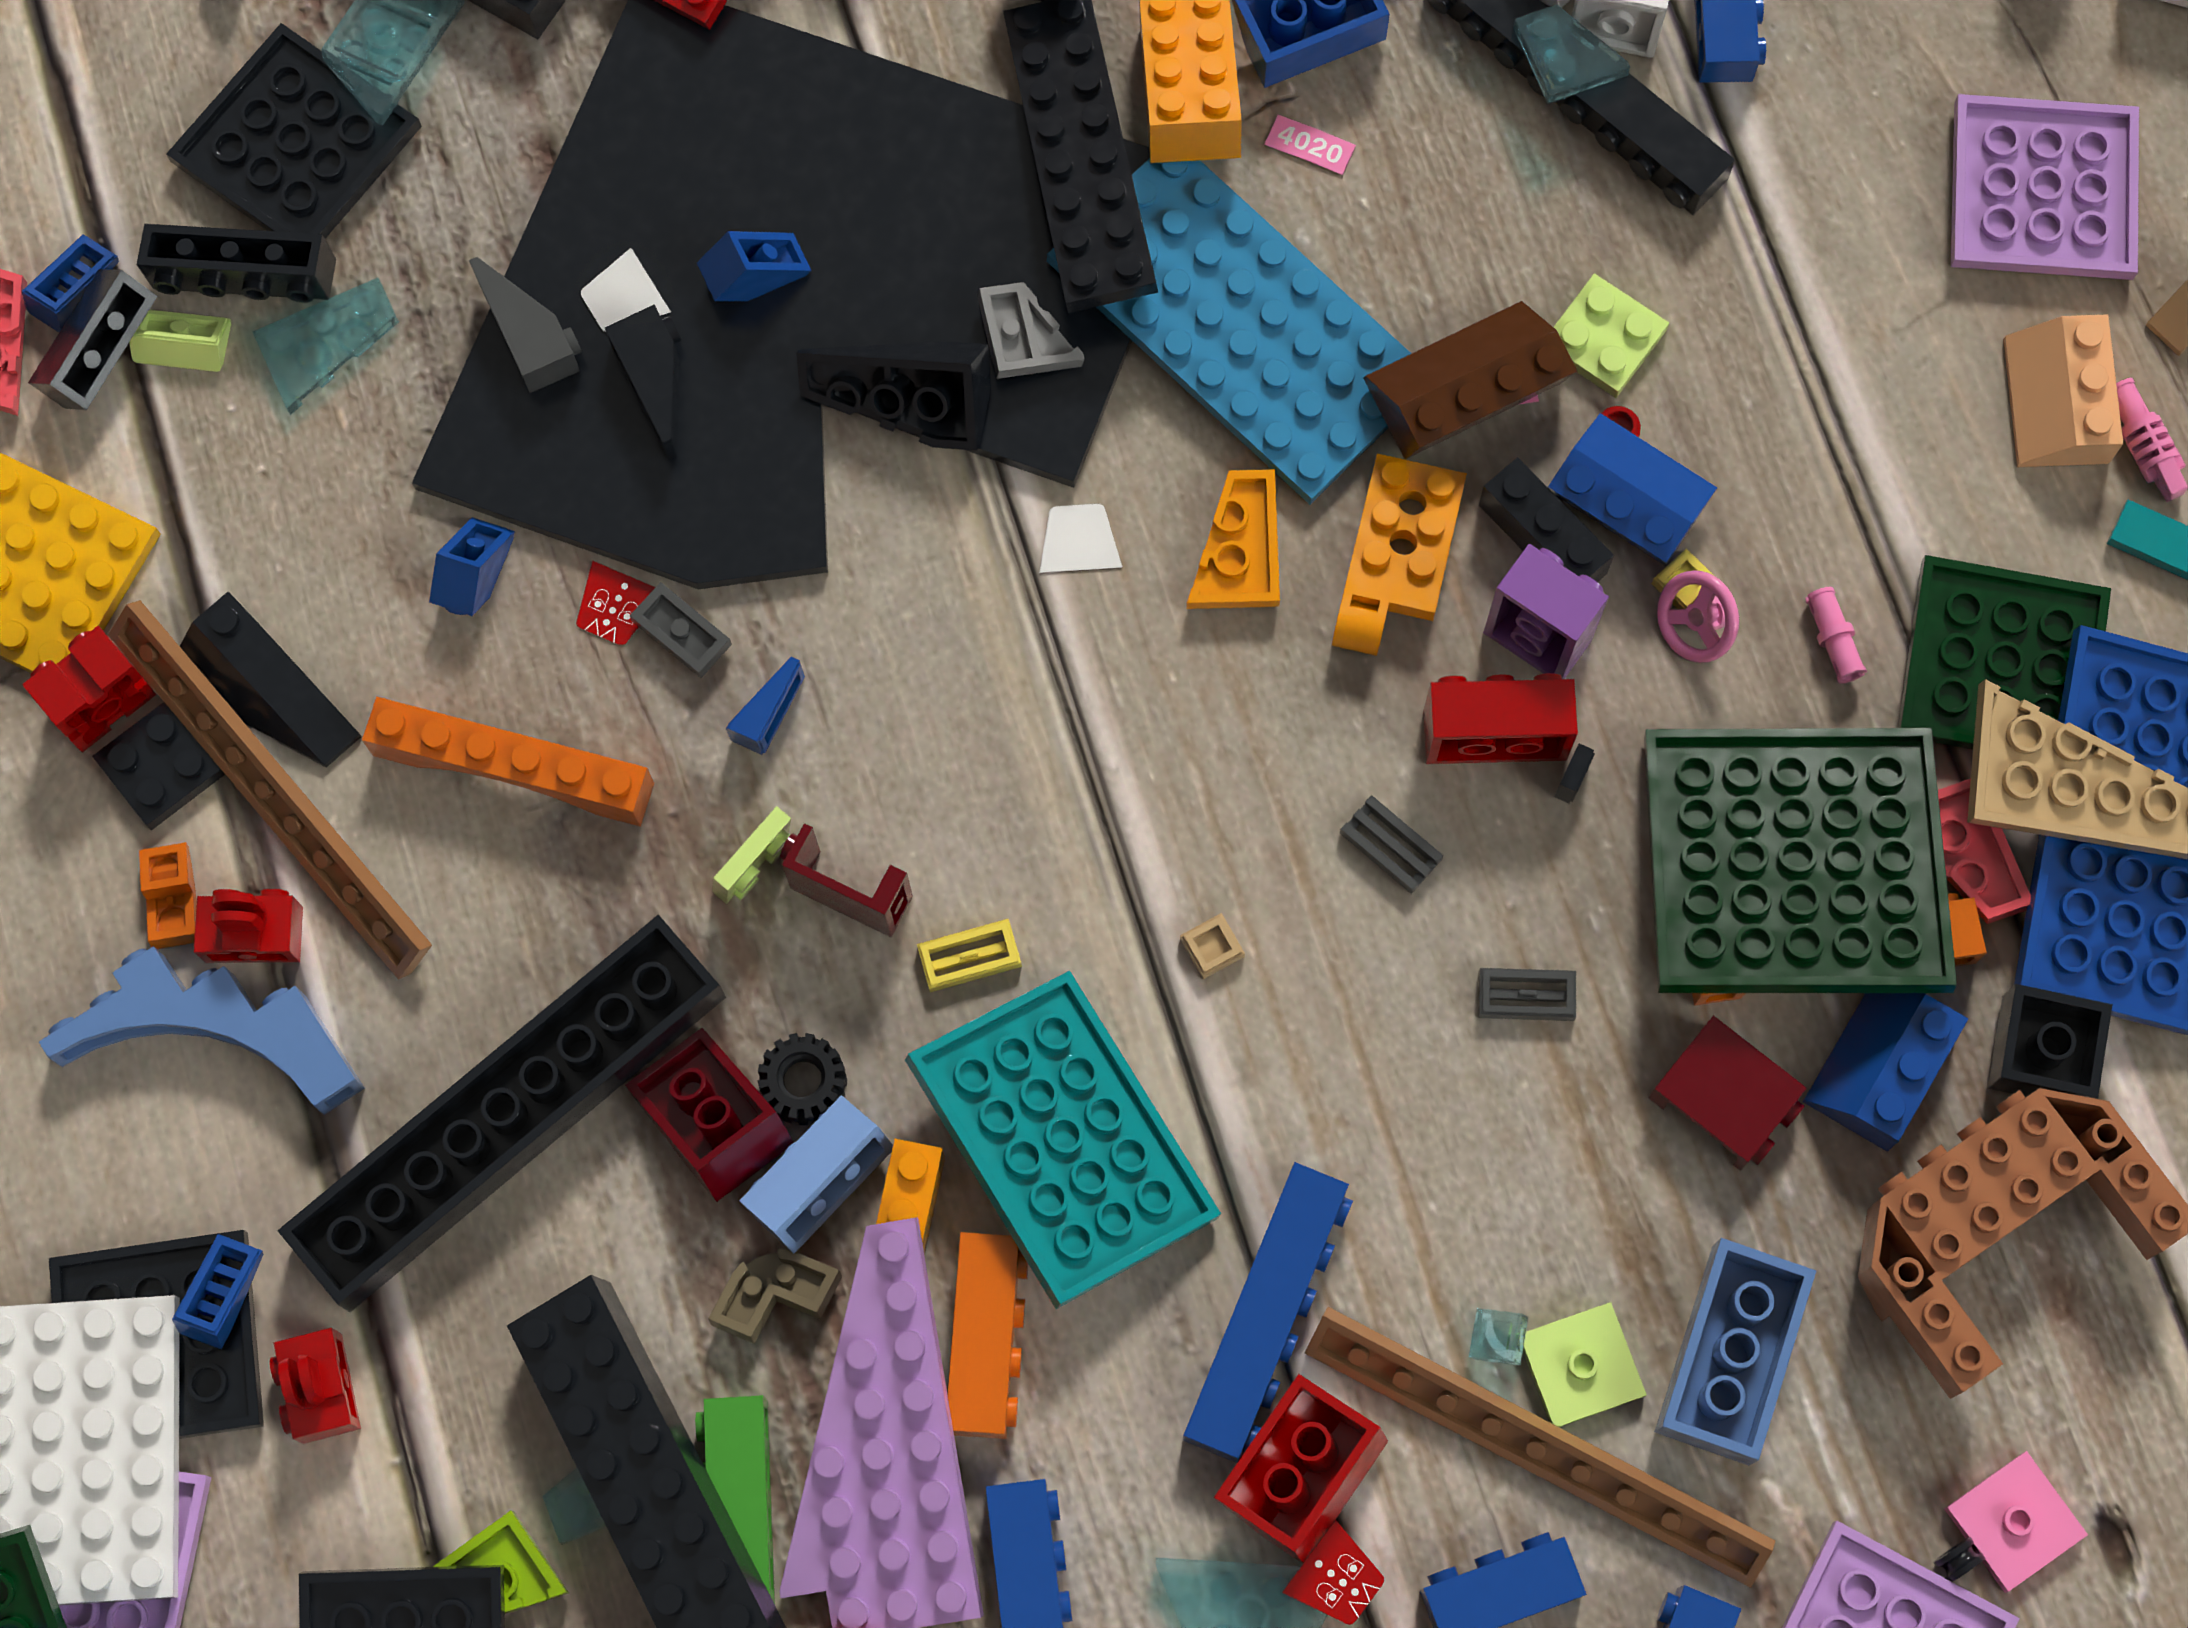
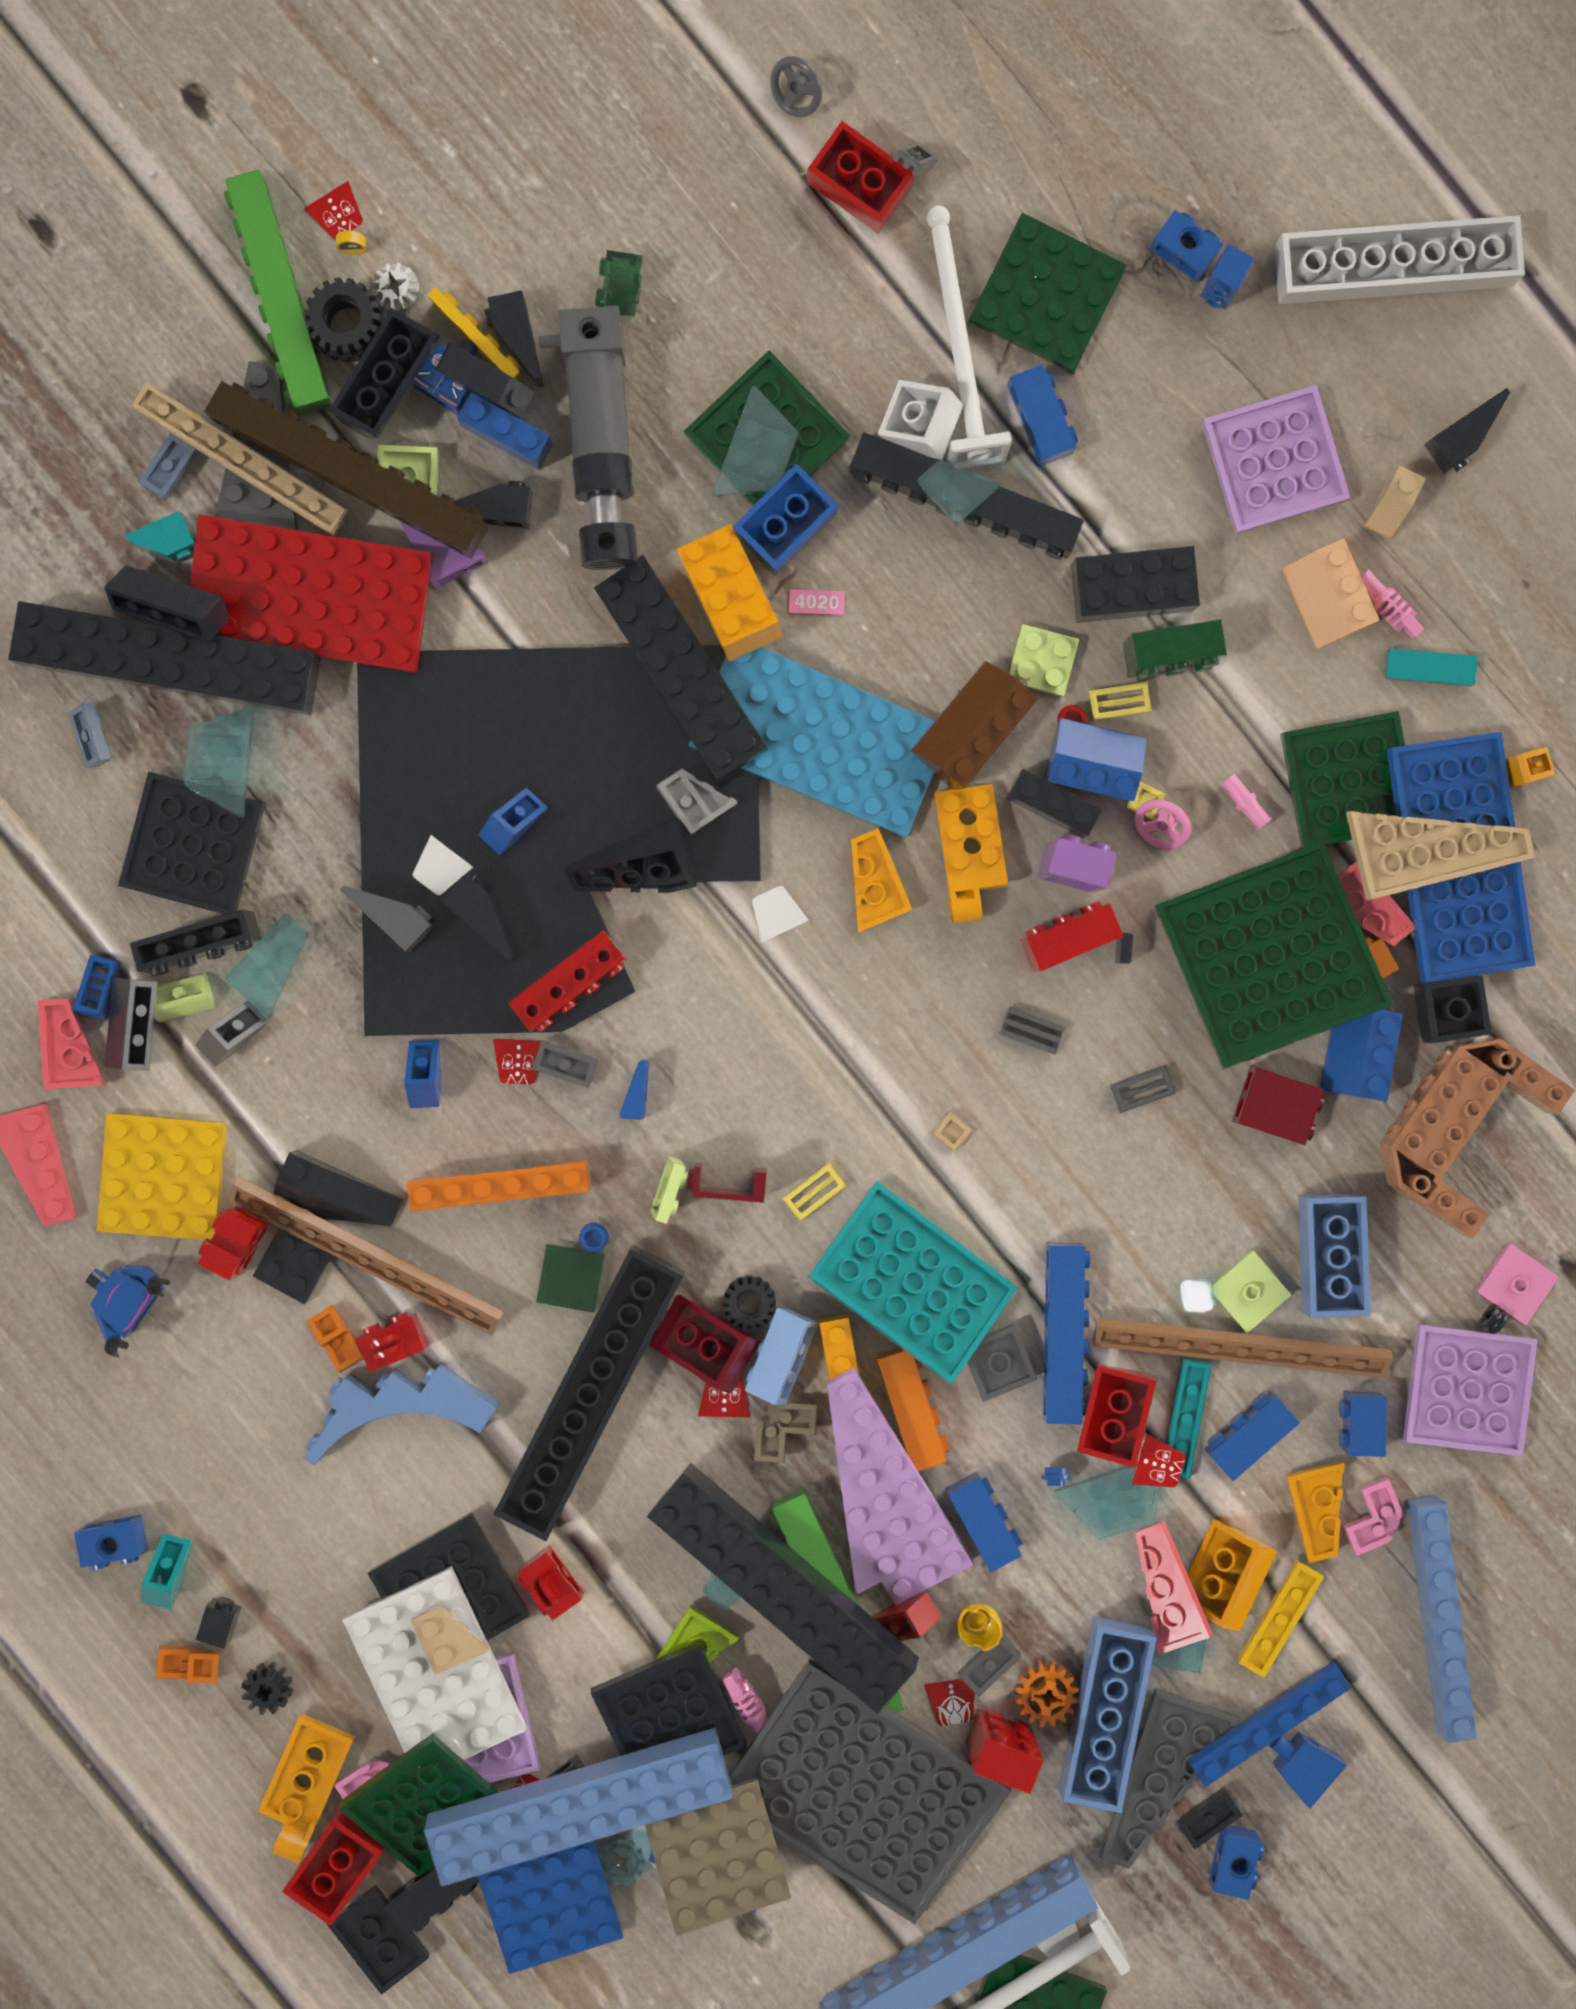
camera: 25 degrees left, 15 degrees up
(117, 1395) = (445, 1639): none -> tan wing
(224, 1317) = (461, 1578): blue slope -> none
(225, 406) = (231, 1033): none -> dark grey slope
(552, 940) = (570, 1278): none -> clear green tile
(613, 894) = (593, 1237): none -> blue plate
(700, 1219) = (724, 1404): none -> red sticker
(735, 510) = (567, 981): none -> red brick
(1148, 1320) = (1001, 1363): none -> dark grey plate
(1167, 1534) = (1055, 1476): none -> blue plate
(1416, 1517) = (1188, 1409): none -> teal tile
(1697, 447) = (1094, 705): none -> light yellow tile
(1778, 276) = (1135, 584): none -> black brick
(1803, 377) = (1174, 650): none -> dark green brick

